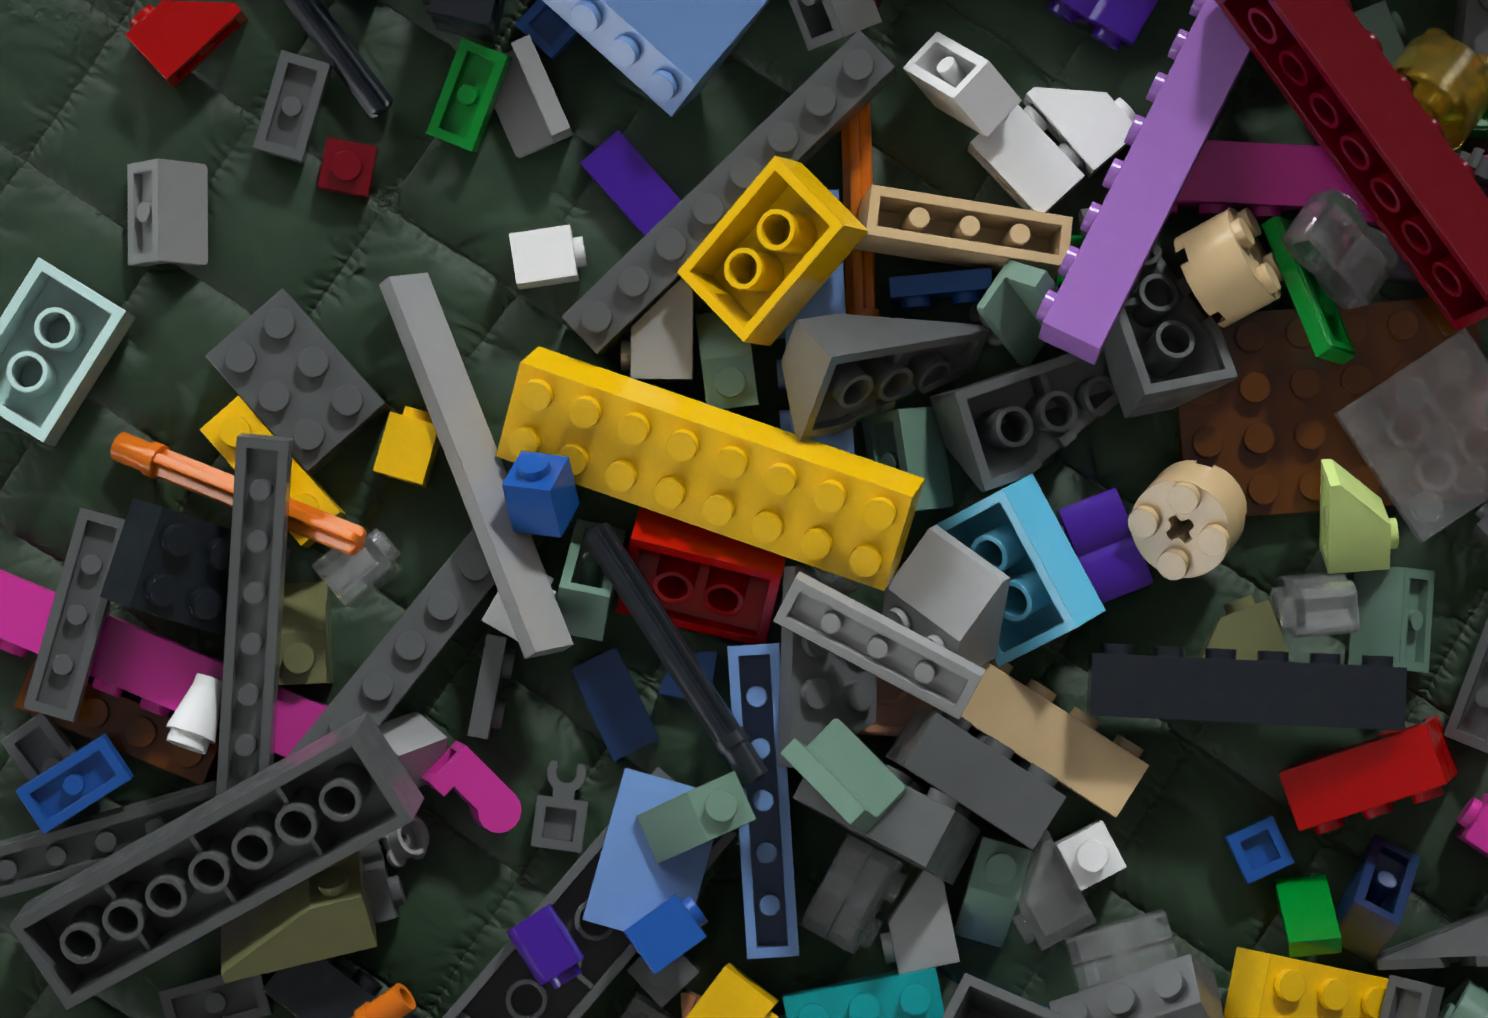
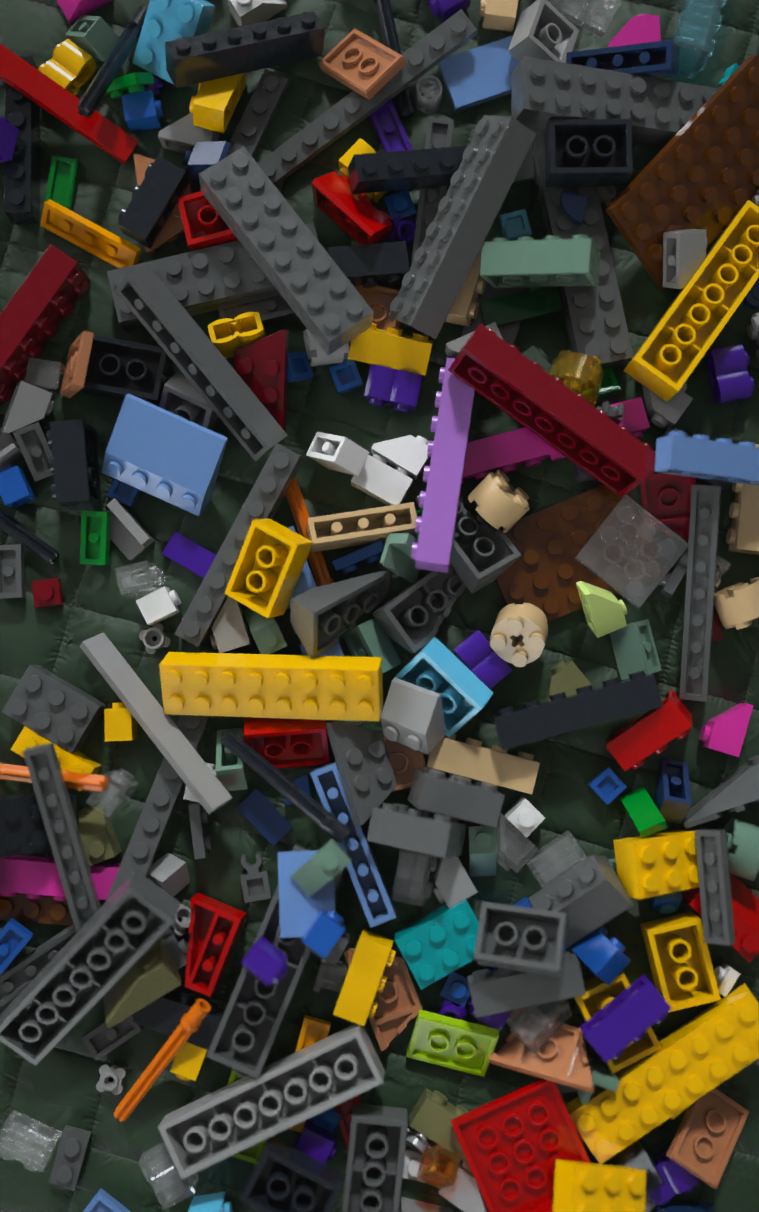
camera: 20 degrees left, 0 degrees up
(197, 716) = (53, 896): white cone -> none
(449, 895) = (211, 940): none -> red wedge
(488, 798) = (207, 881): dark pink leg -> none
(506, 304) = (147, 635): none -> light grey plate
(529, 197) = (139, 579): none -> clear brick
(540, 494) = (191, 727): blue brick -> none
(847, 775) = (389, 822): sand green panel -> none
(879, 645) = (385, 750): light grey plate -> none
(1315, 308) = (542, 500): green tile -> none
(1316, 604) = (597, 655): clear brick -> none
(1340, 248) = (551, 474): clear brick -> none

